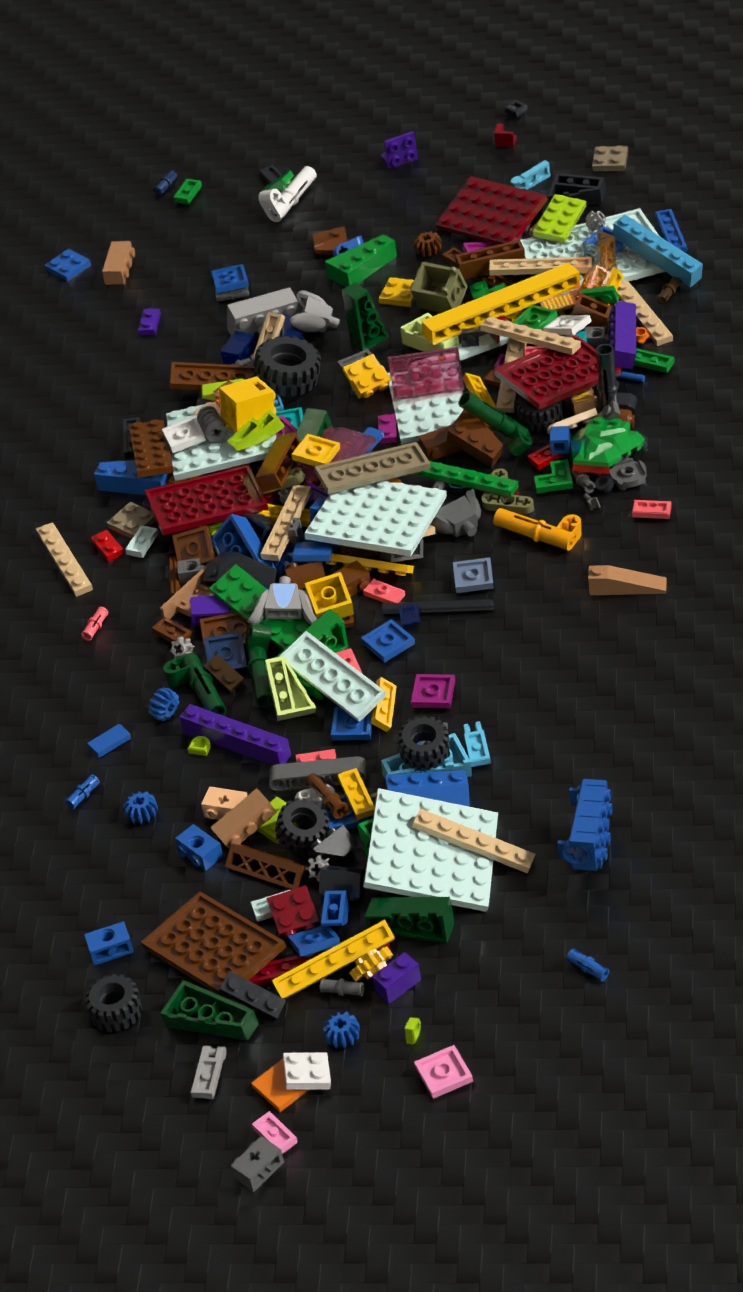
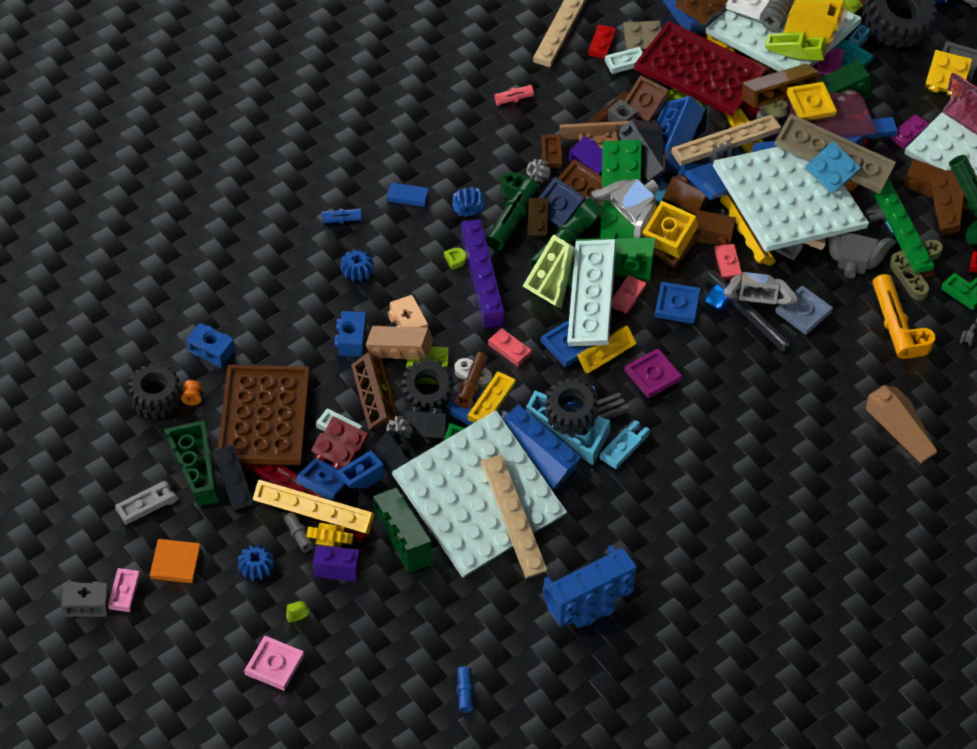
camera: 40 degrees right, 10 degrees up
(142, 981) = (191, 392): none -> orange wheel
(294, 775) = (499, 359): dark grey beam -> none
(306, 1071) = (196, 568): white plate -> none
(385, 474) = (832, 168): none -> dark azure plate
(435, 582) = (759, 288): none -> light grey torso

